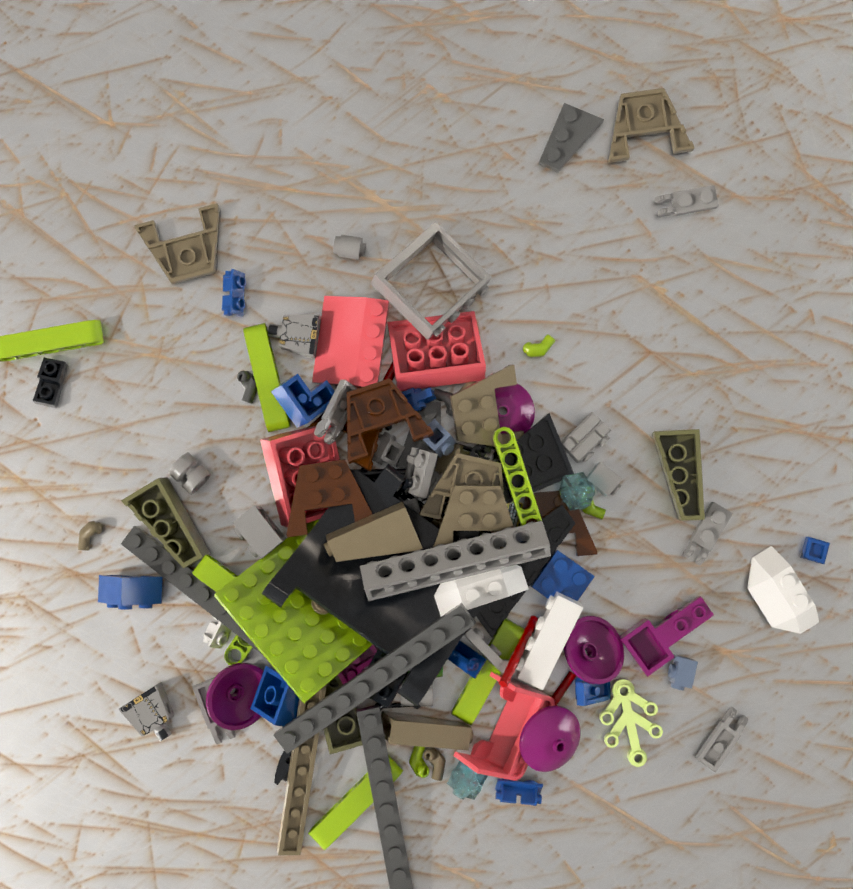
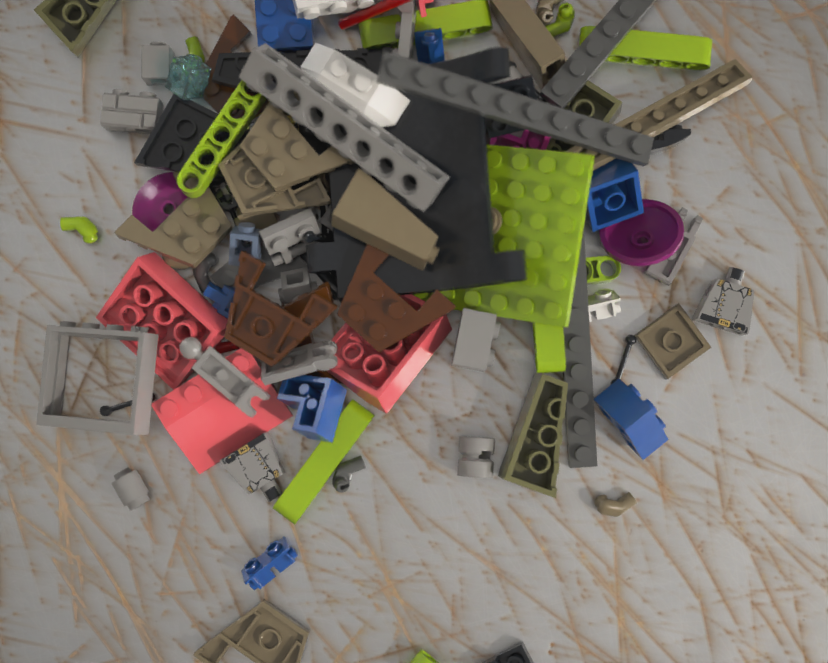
camera: 125 degrees left, 0 degrees up
(157, 657) = (672, 341): none -> dark tan tile
(180, 631) = (630, 340): none -> black hinge
(366, 358) = (223, 375): none -> light grey plate
(411, 271) = (107, 410): none -> black hinge

